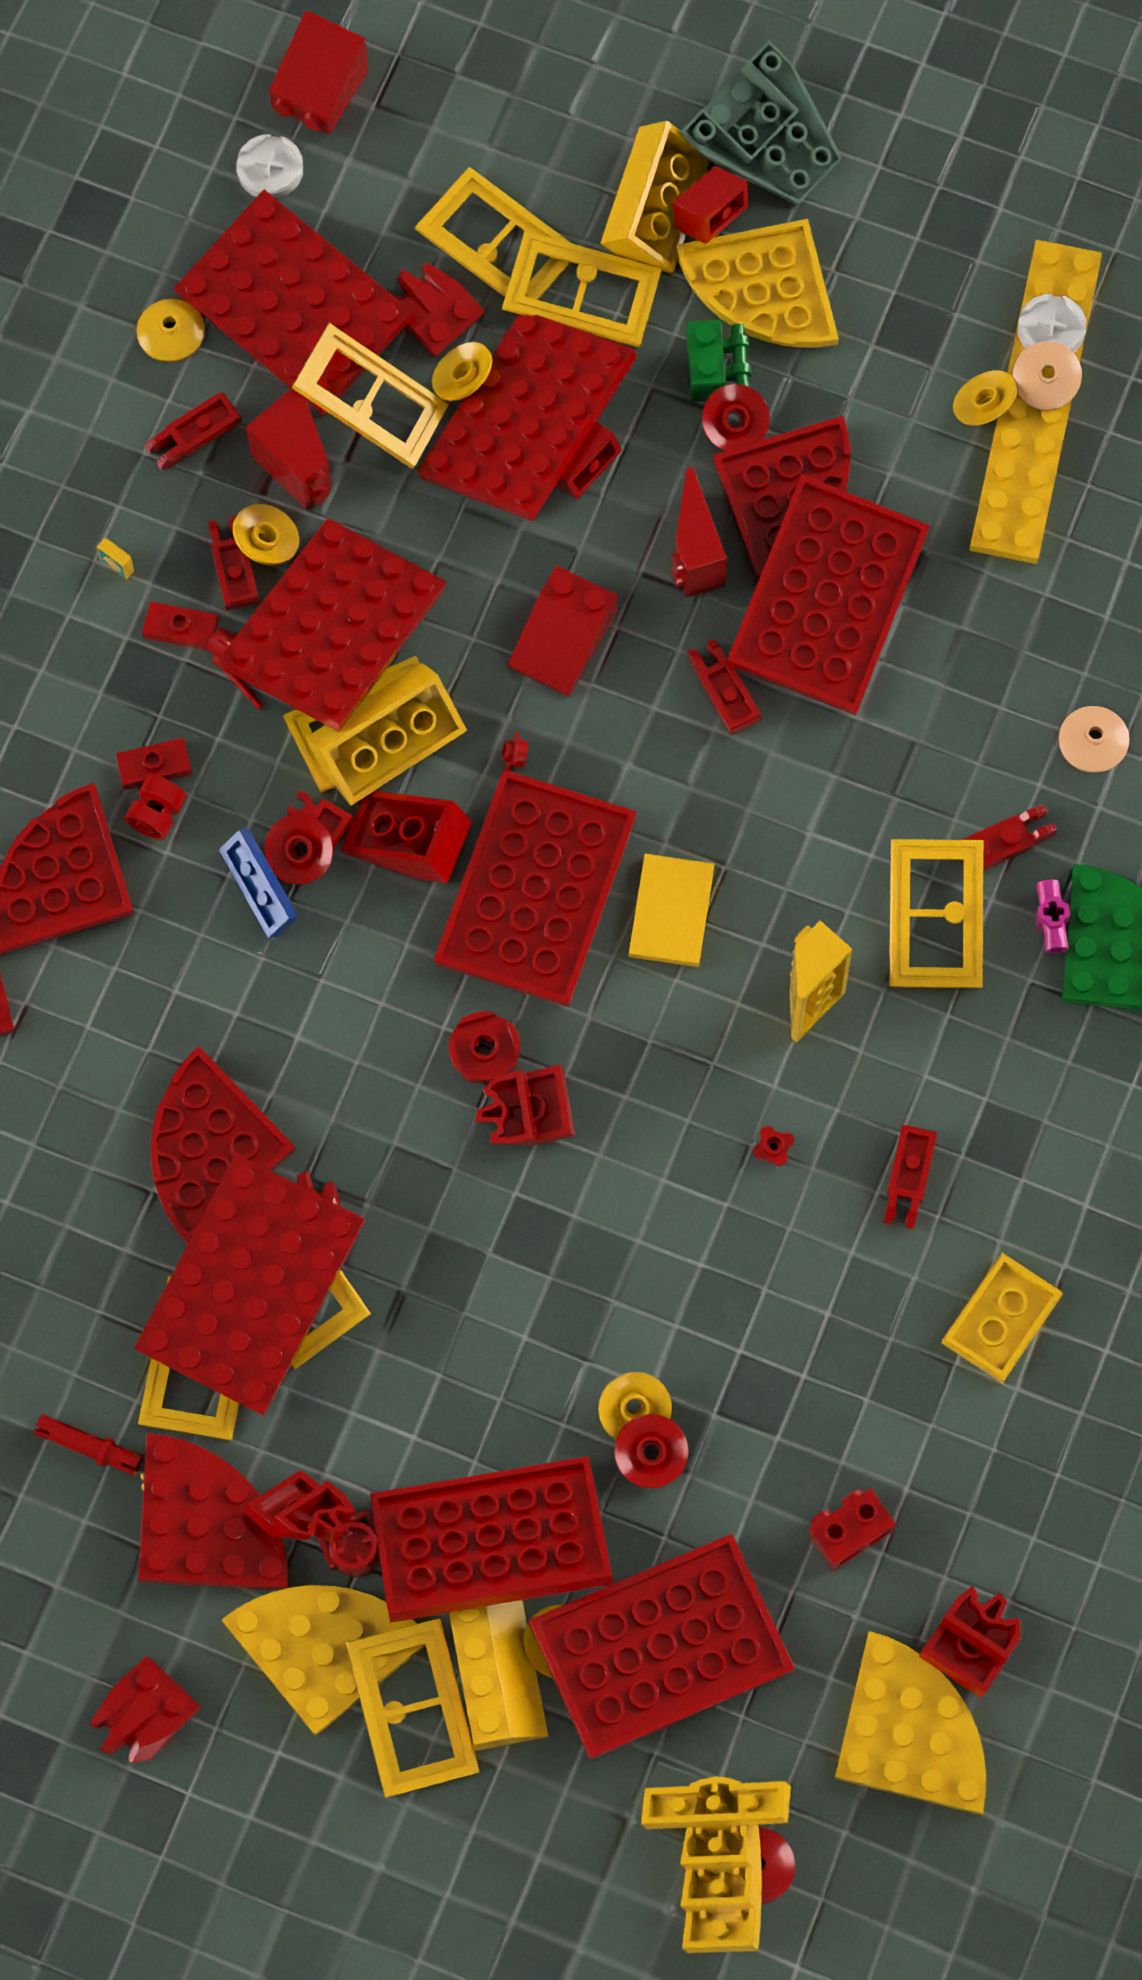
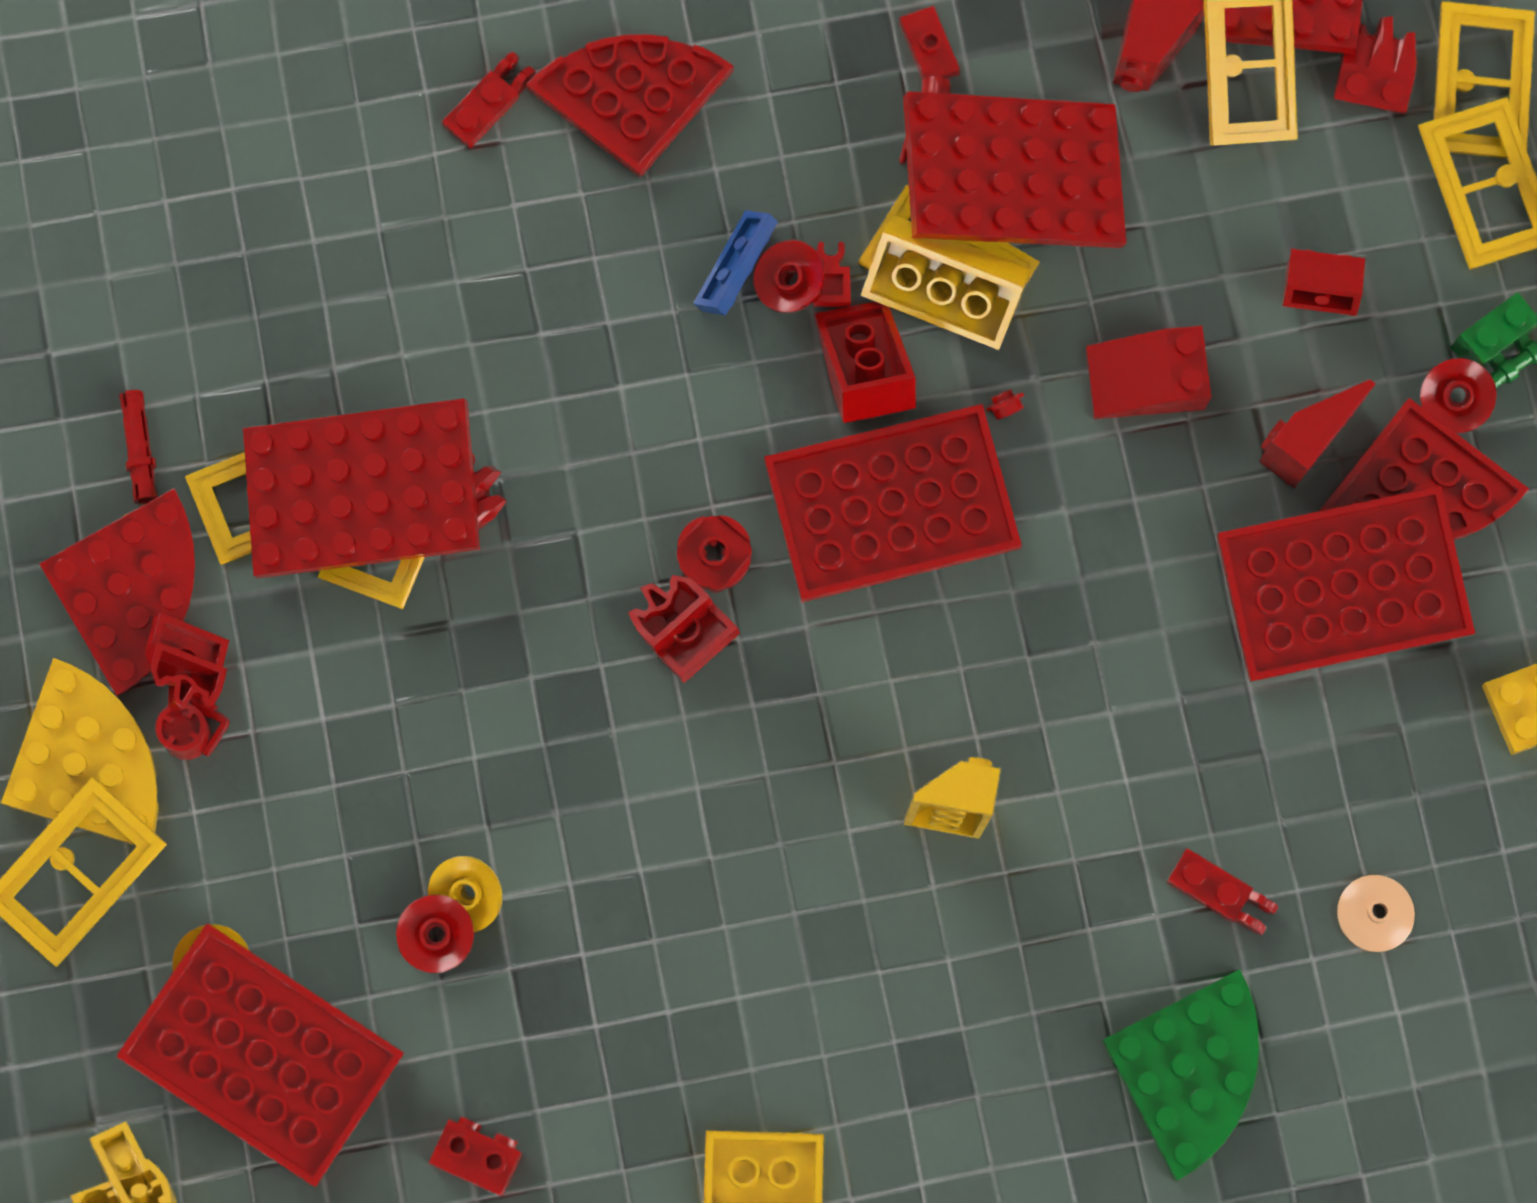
camera: 50 degrees right, 5 degrees up
(160, 759) = (787, 105): red plate -> none
(161, 797) = (758, 131): red wheel -> none
(197, 1135) = (479, 357): red plate -> none
(233, 570) = (1014, 53): red hinge -> none
(270, 525) = (1074, 58): yellow dish -> none
(462, 371) = (1333, 129): yellow dish -> none
(490, 1539) = (260, 843): red plate -> none
(497, 1676) = (142, 927): yellow slope -> none
(528, 415) = (1331, 211): red plate -> none
(671, 910) = (952, 635): yellow tile -> none
(725, 689) = (1191, 552): red hinge -> none
(764, 1151) = (782, 872): red plate -> none
(910, 1171) = (845, 1003): red hinge -> none
(970, 912) = (1126, 905): yellow door -> none
(1050, 902) = (1188, 968): dark pink axle -> none

